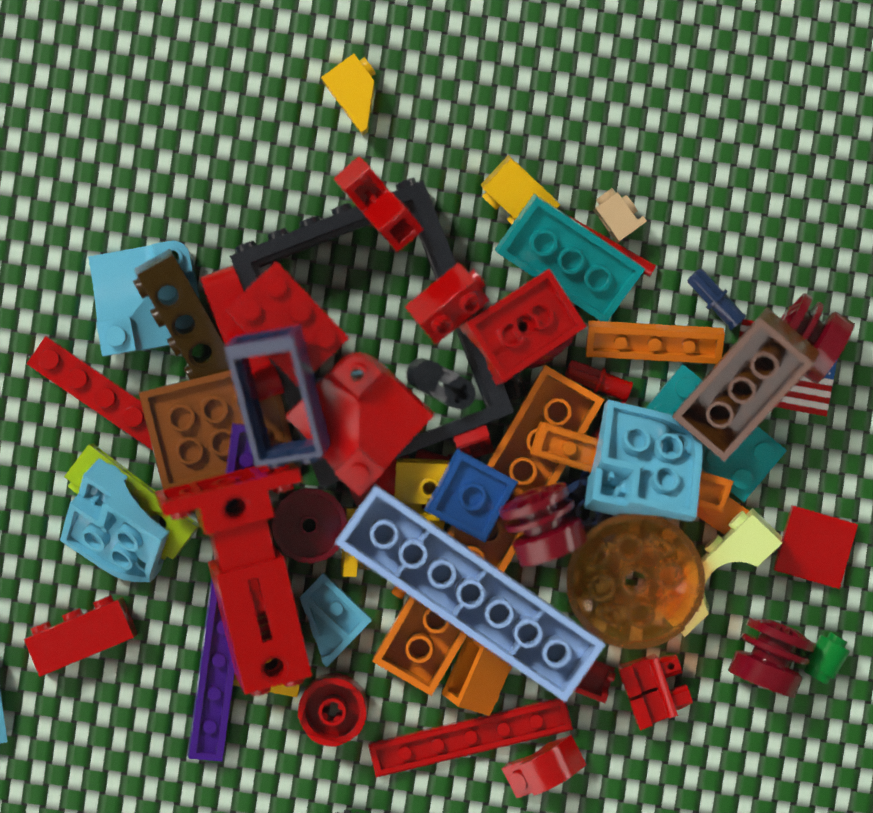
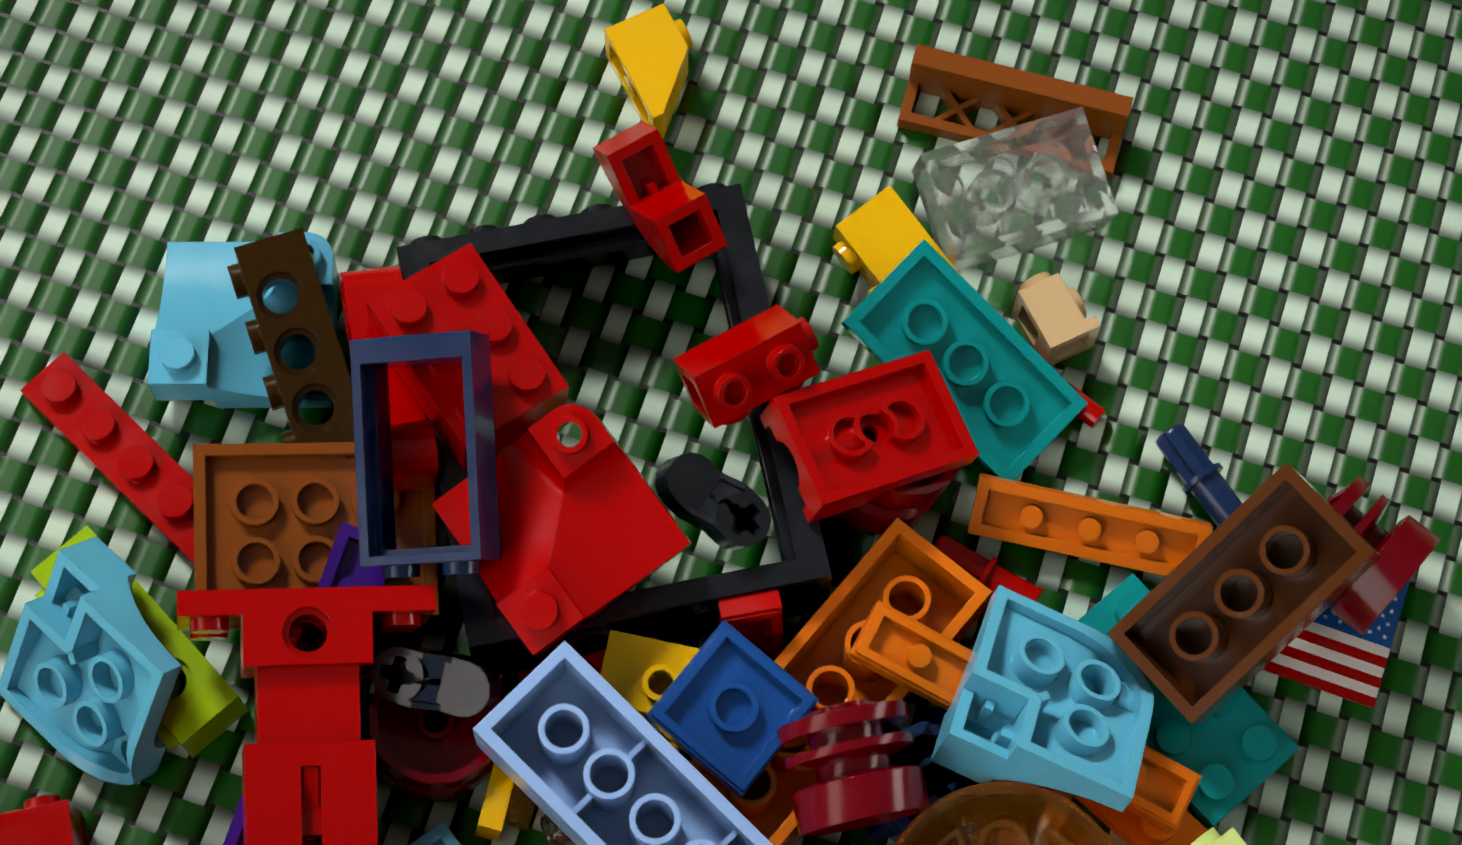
camera: 10 degrees right, 20 degrees down
(307, 509) = (406, 674): none -> black piece
(578, 70) = (1006, 93): none -> dark orange fence
(585, 142) = (1015, 189): none -> clear brick

